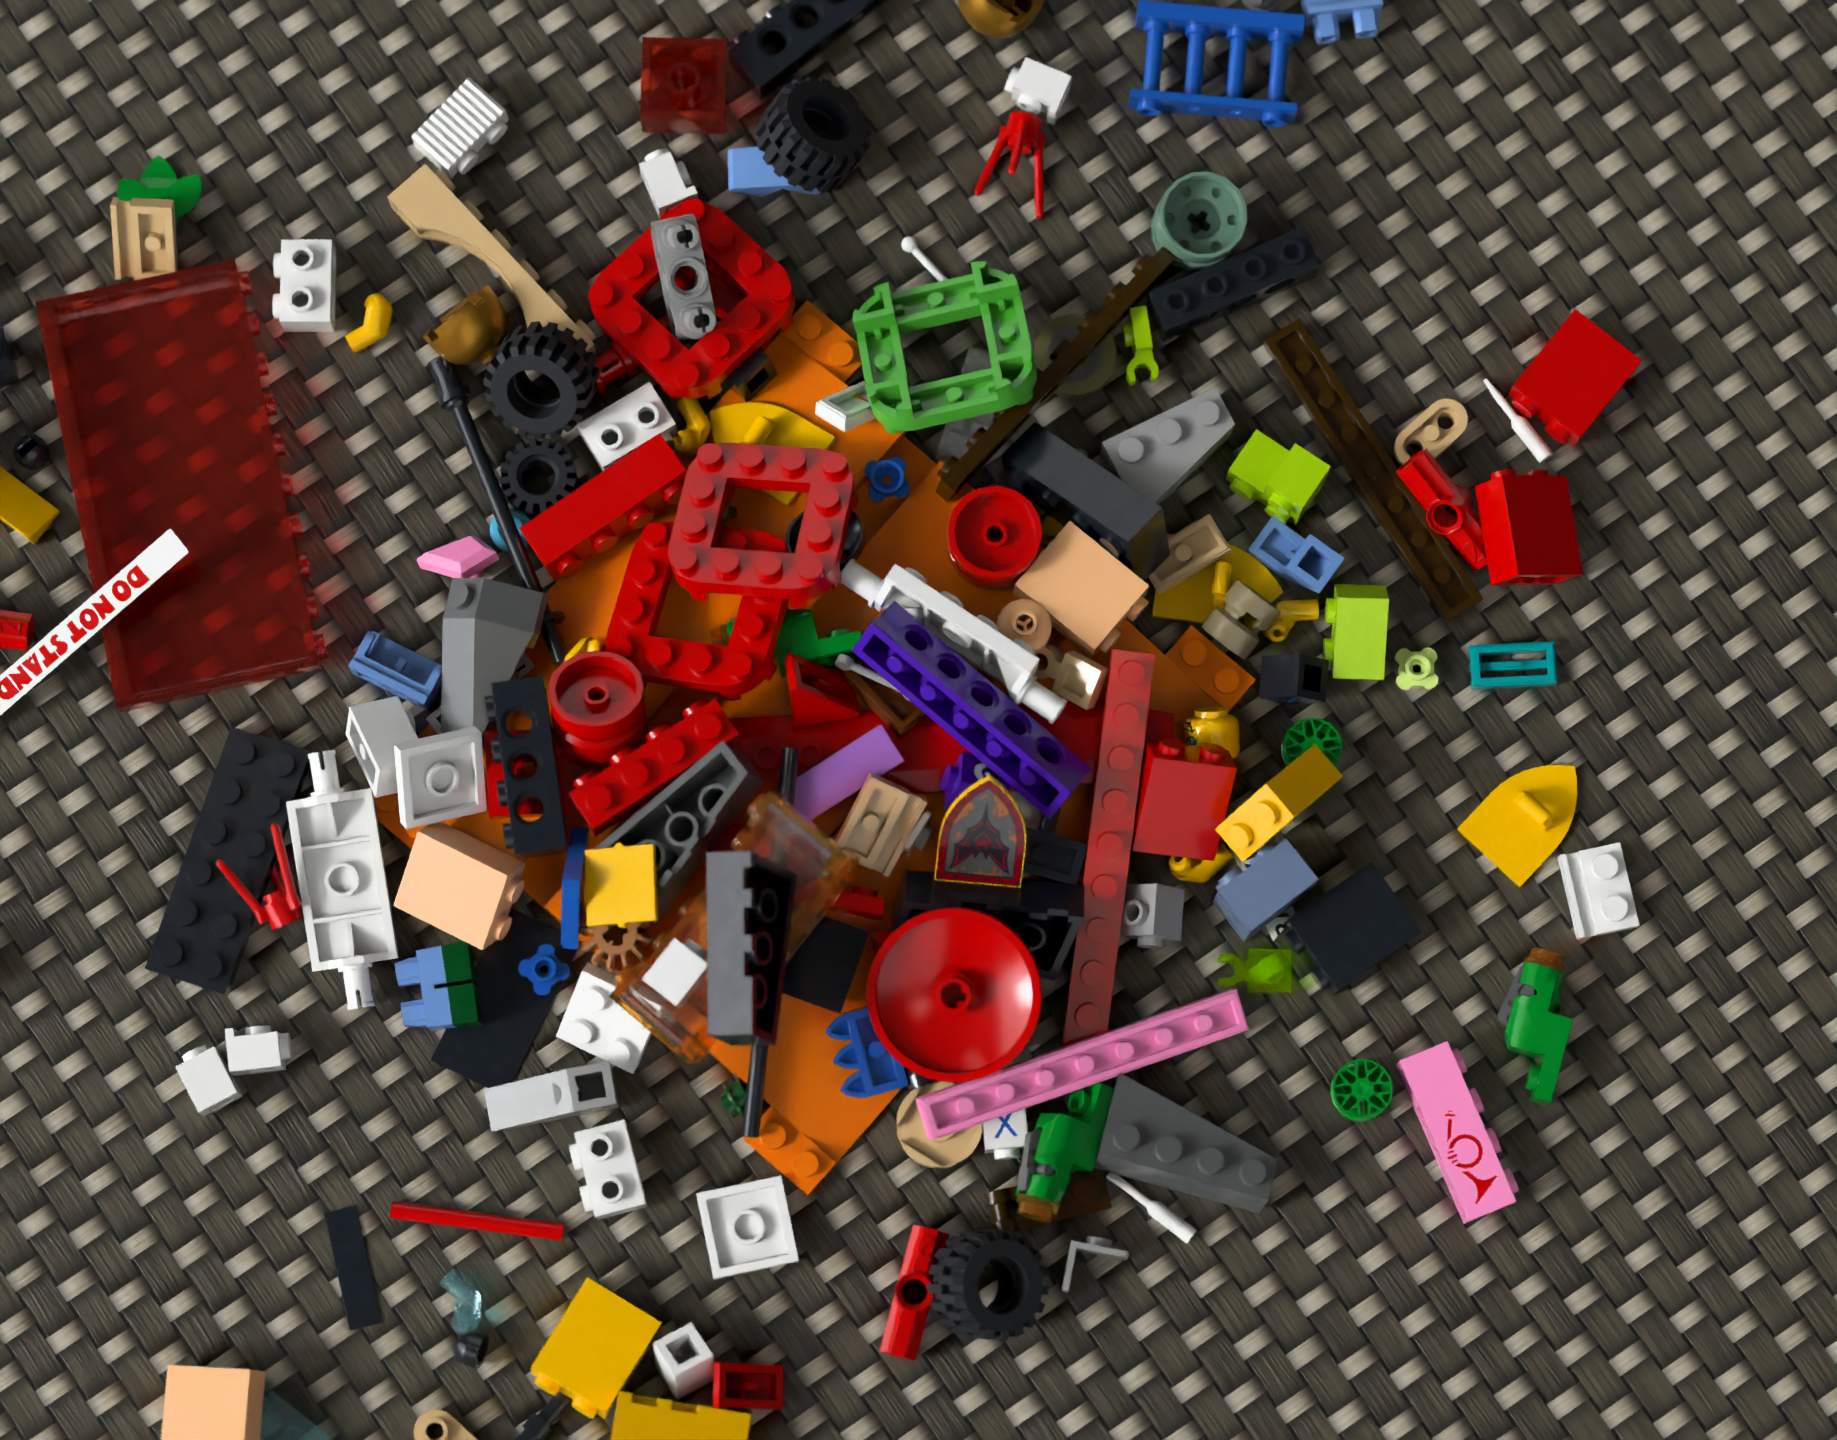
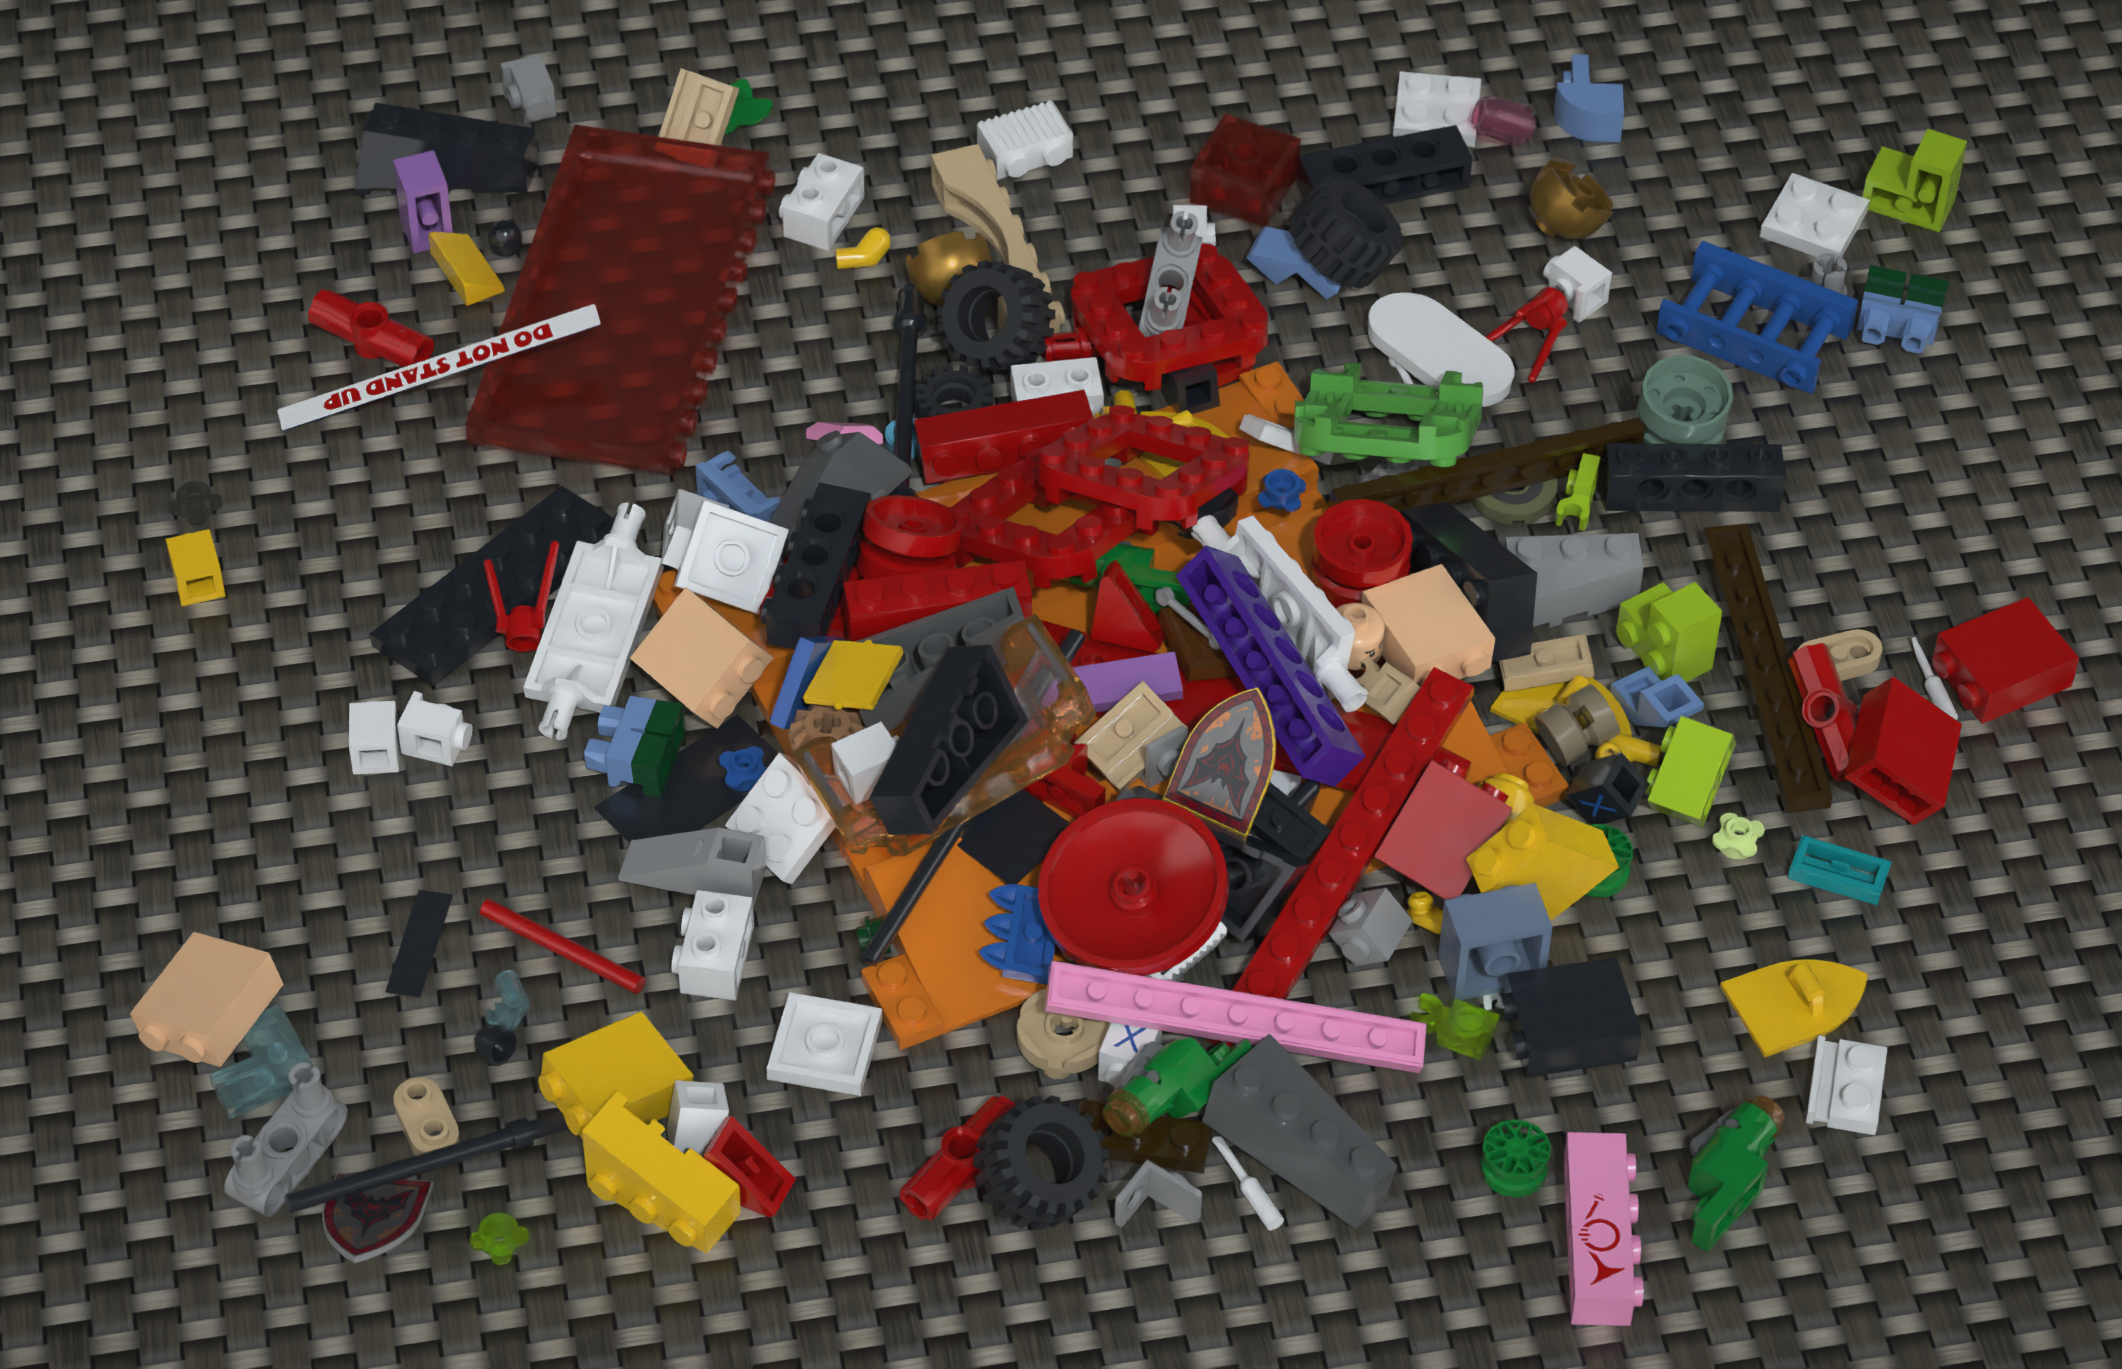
camera: 25 degrees right, 30 degrees down
(945, 218) = (1432, 339): none -> white tile

